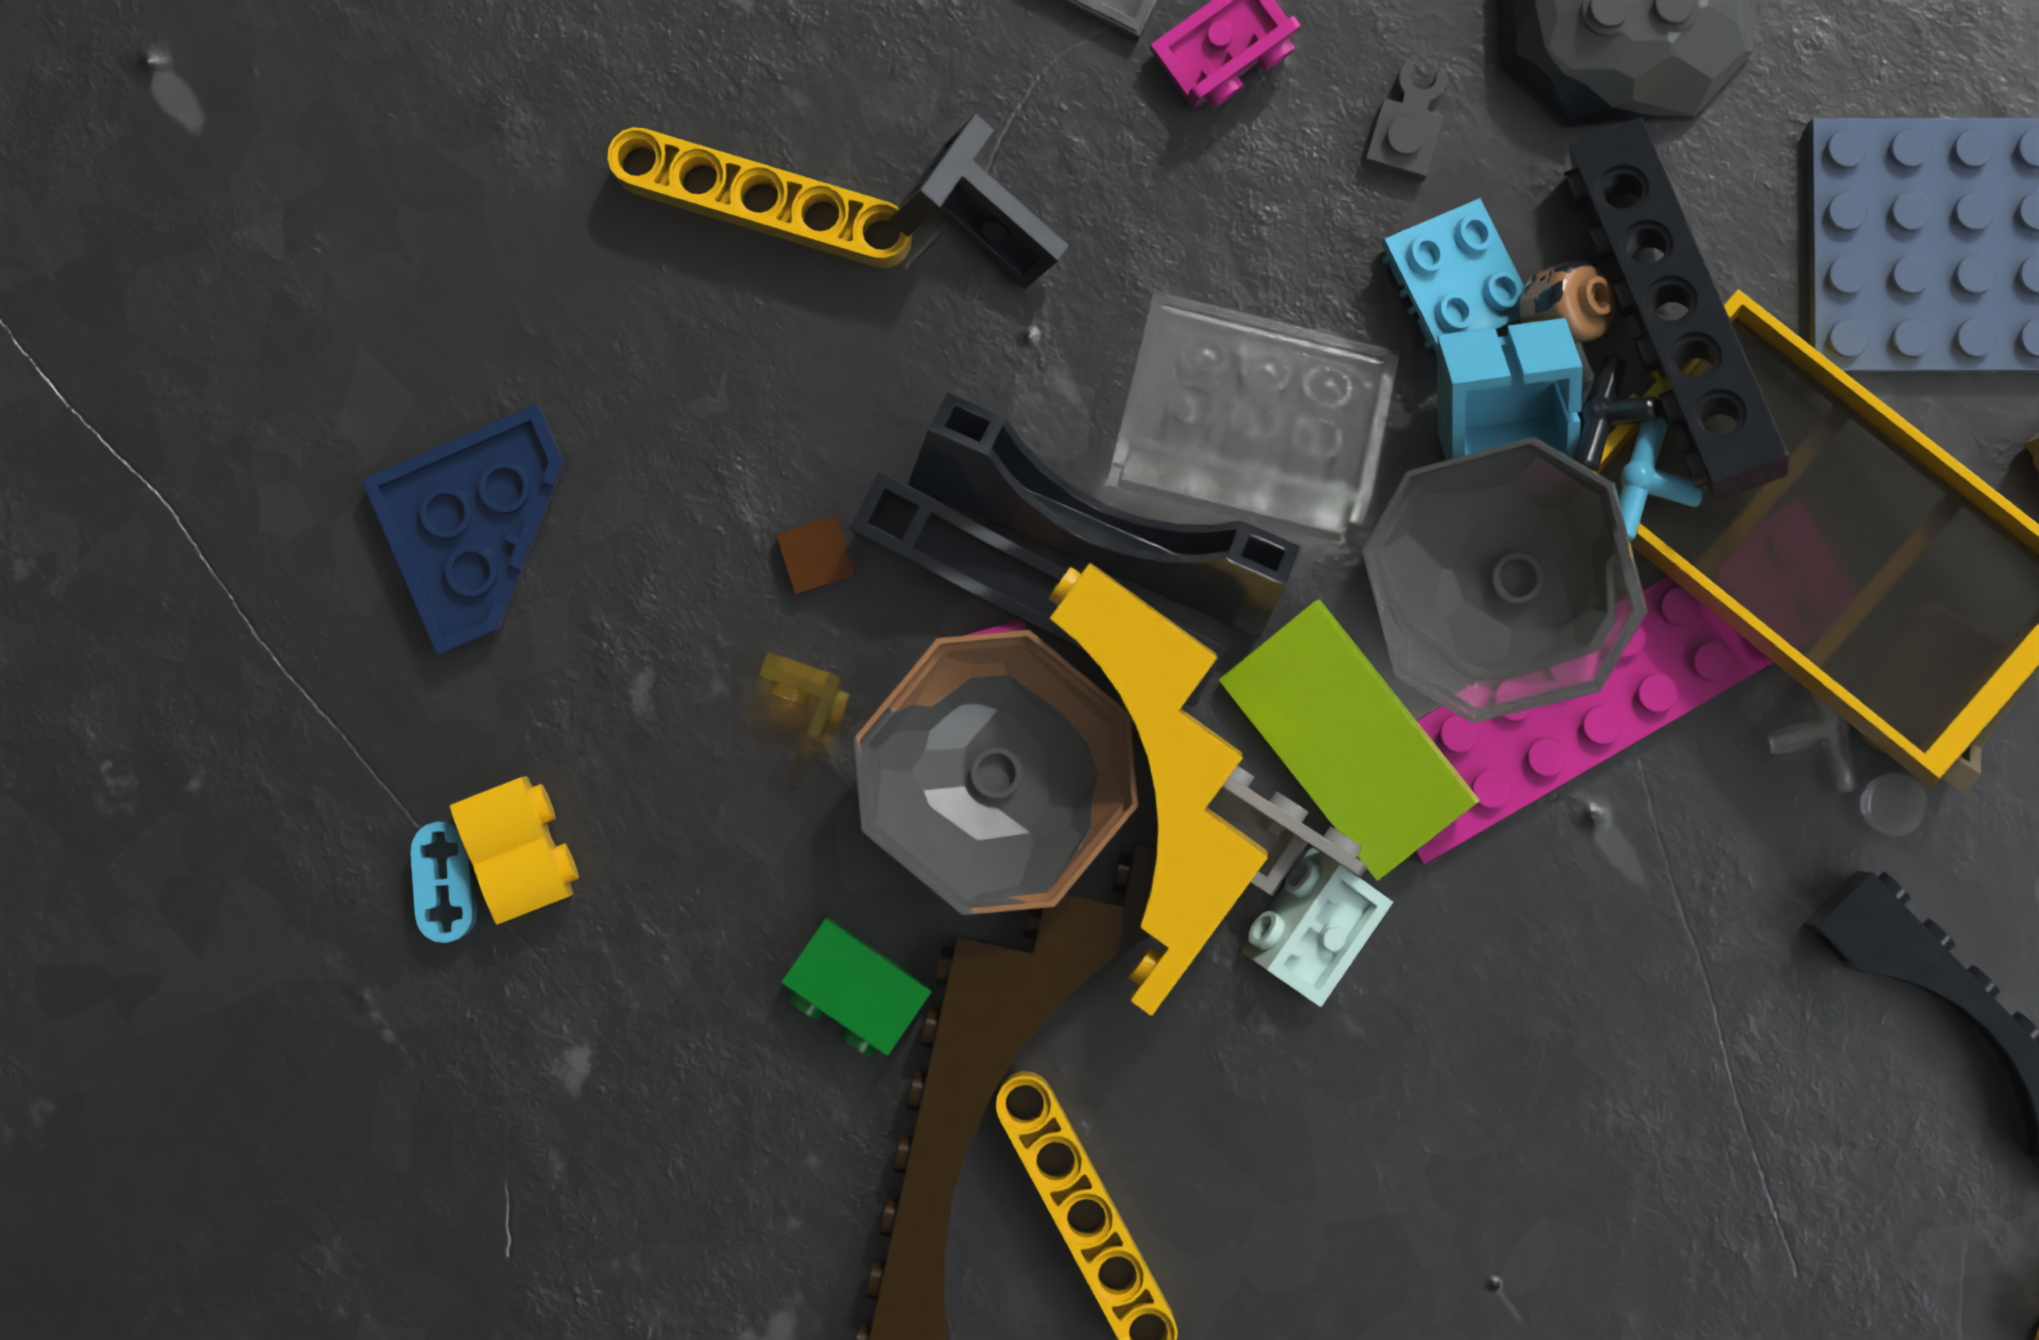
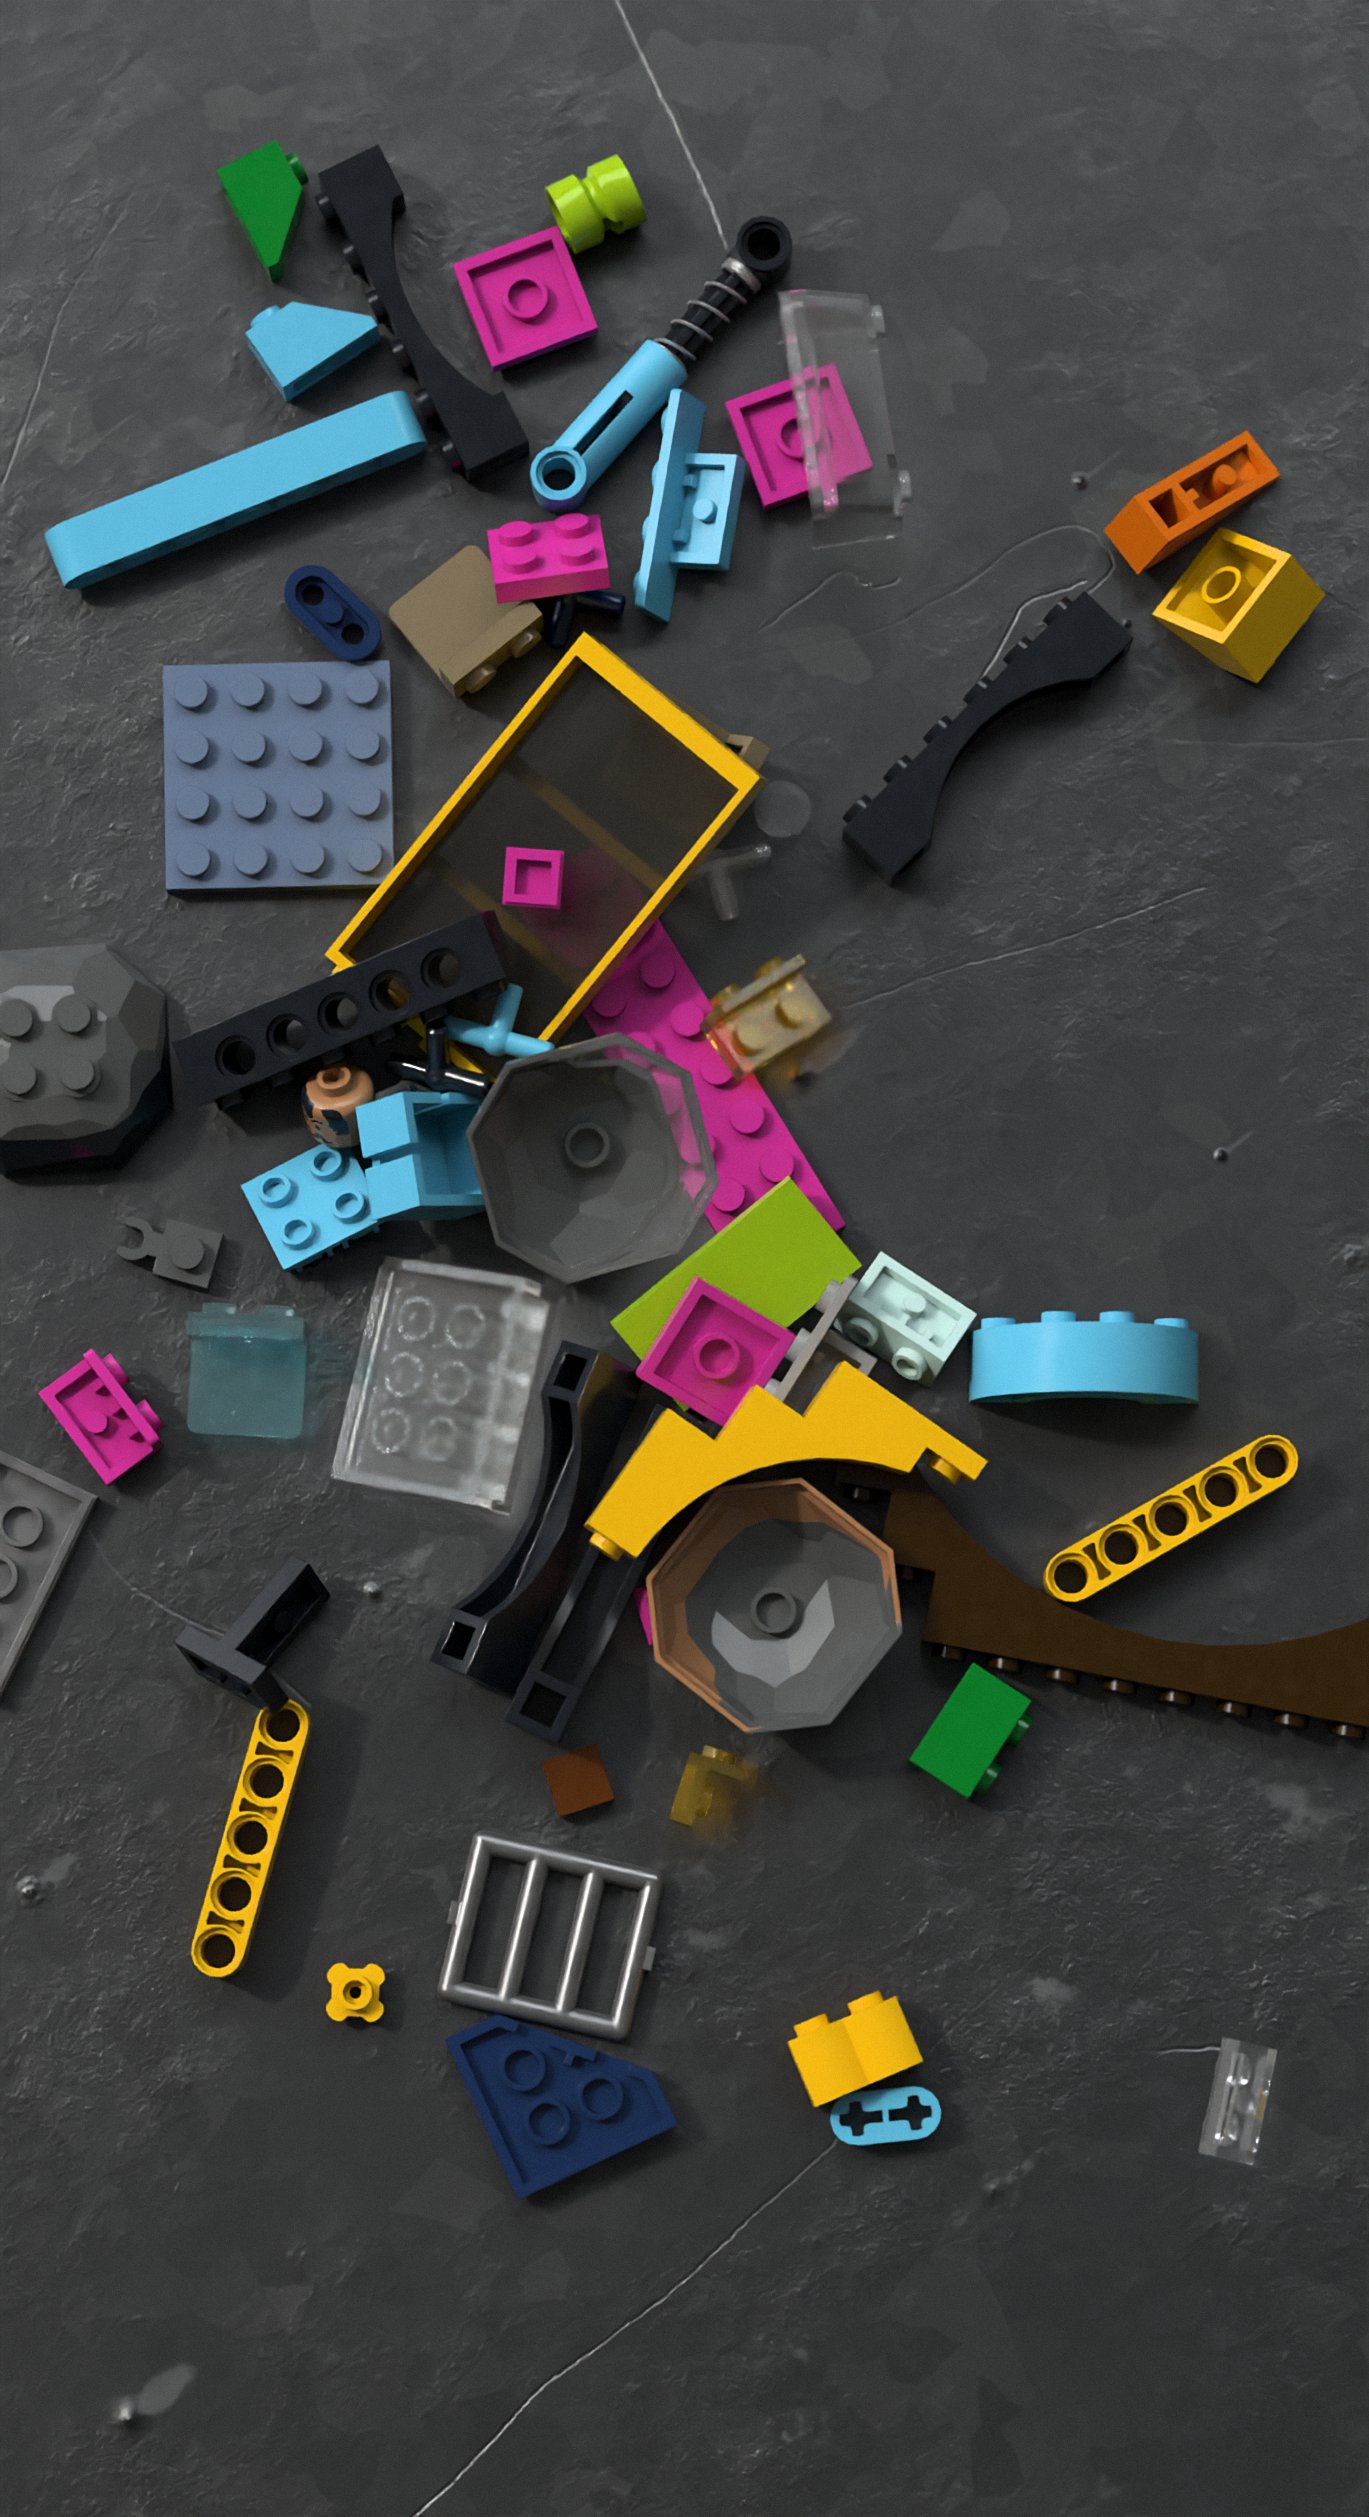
camera: 90 degrees left, 5 degrees down
(446, 1268) = (1237, 2101): none -> clear plate
(567, 534) = (595, 1873): none -> flat silver bar
(601, 324) = (346, 1978): none -> yellow plate
(1266, 1125) = (1084, 1359): none -> medium azure brick
(1272, 200) = (247, 1371): none -> clear light blue bracket
(1283, 713) = (713, 1351): none -> dark pink plate
(1659, 779) = (764, 1017): none -> clear yellow bracket
(1824, 520) = (533, 877): none -> dark pink tile

